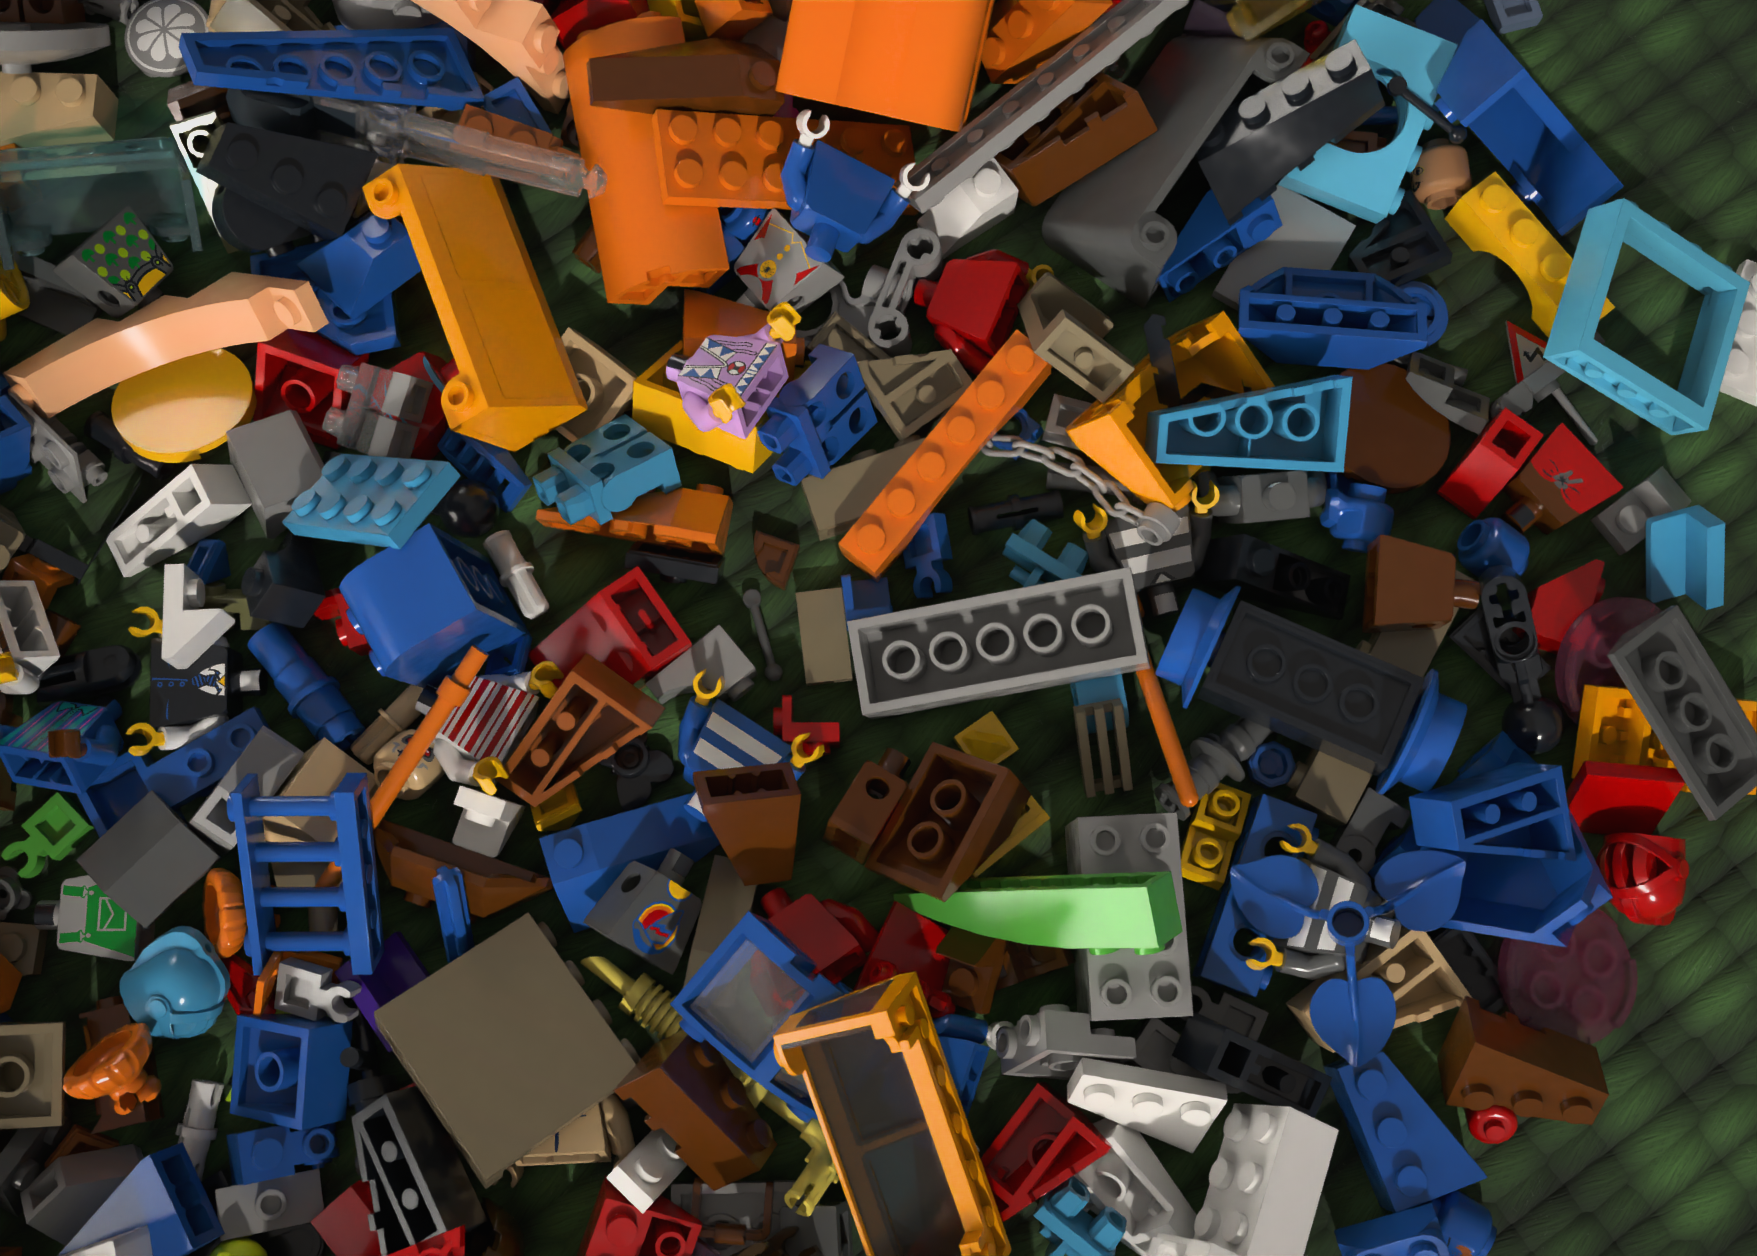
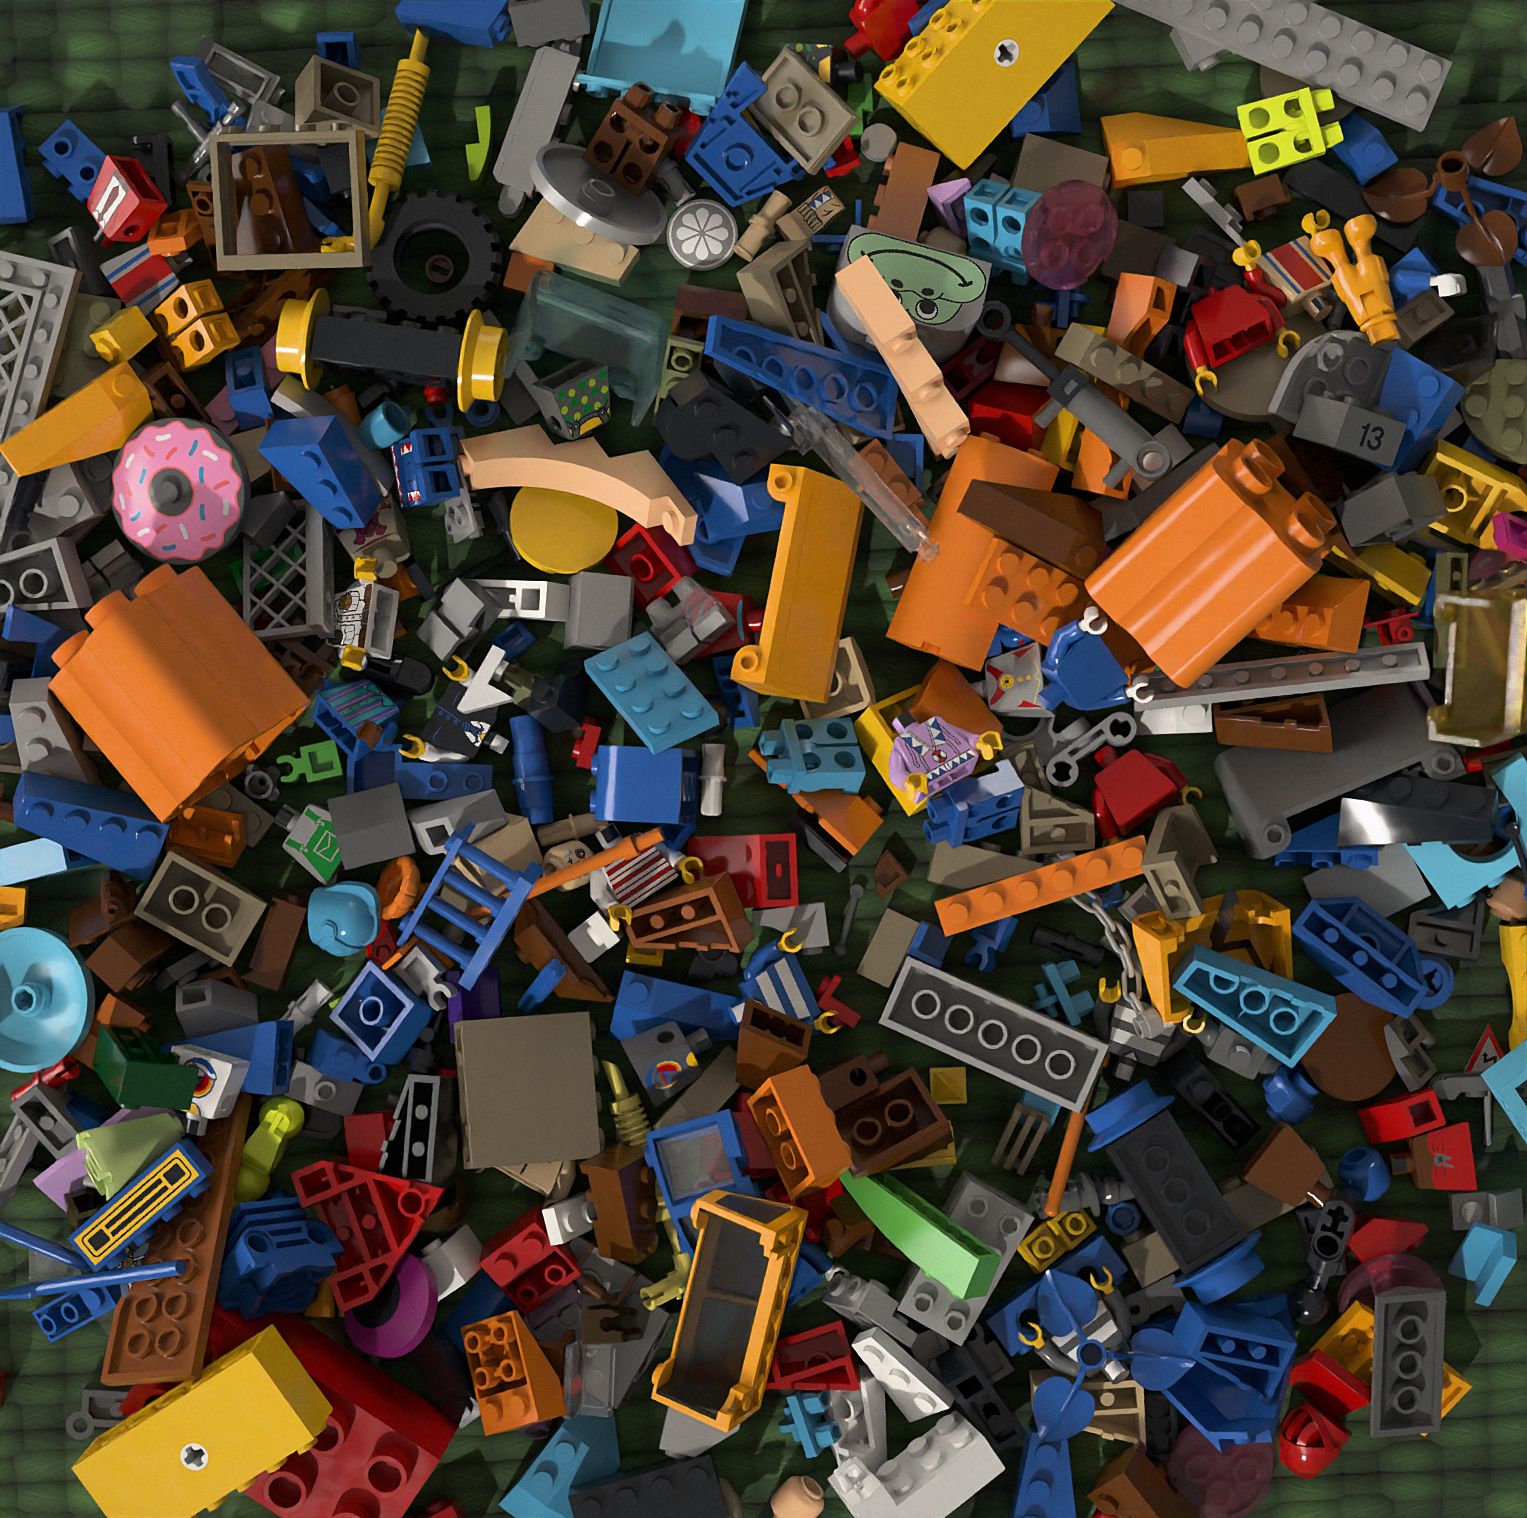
camera: 35 degrees right, 10 degrees up
(21, 336) = (484, 421): none -> blue plate
(115, 1069) = (281, 950): orange hair -> none
(126, 571) = (460, 620): none -> dark grey brick
(849, 888) = (800, 1131): none -> orange brick

